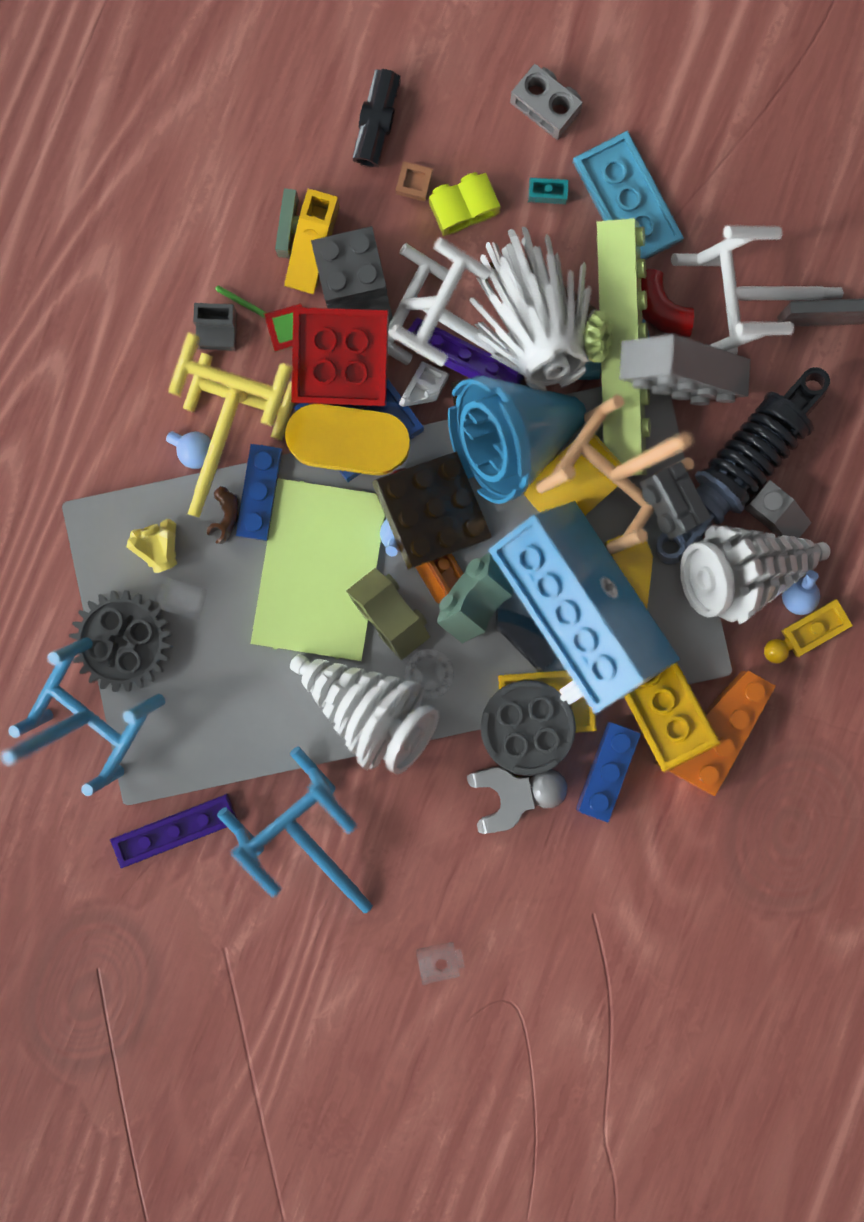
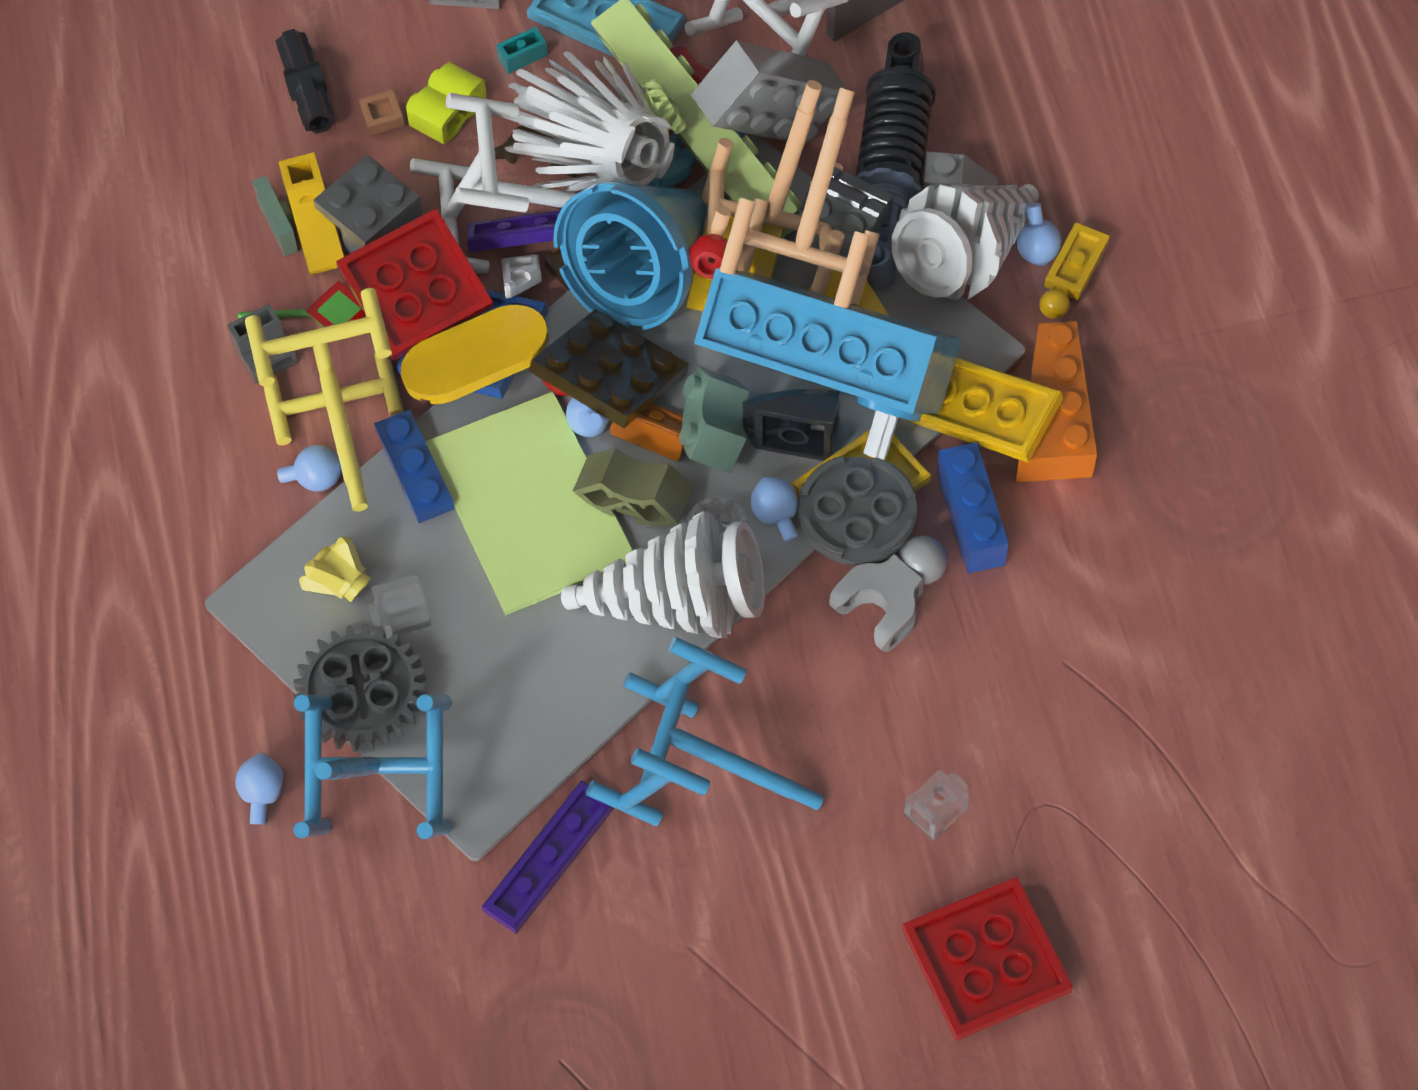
camera: 35 degrees left, 25 degrees down
(19, 664) = (259, 783): none -> light blue piece
(230, 507) = (391, 493): reddish brown piece -> none
(398, 1084) = (987, 958): none -> red plate
(477, 686) = (774, 504): none -> light blue piece
(544, 493) = (701, 251): none -> red plate
(634, 570) = (750, 215): none -> light nougat piece

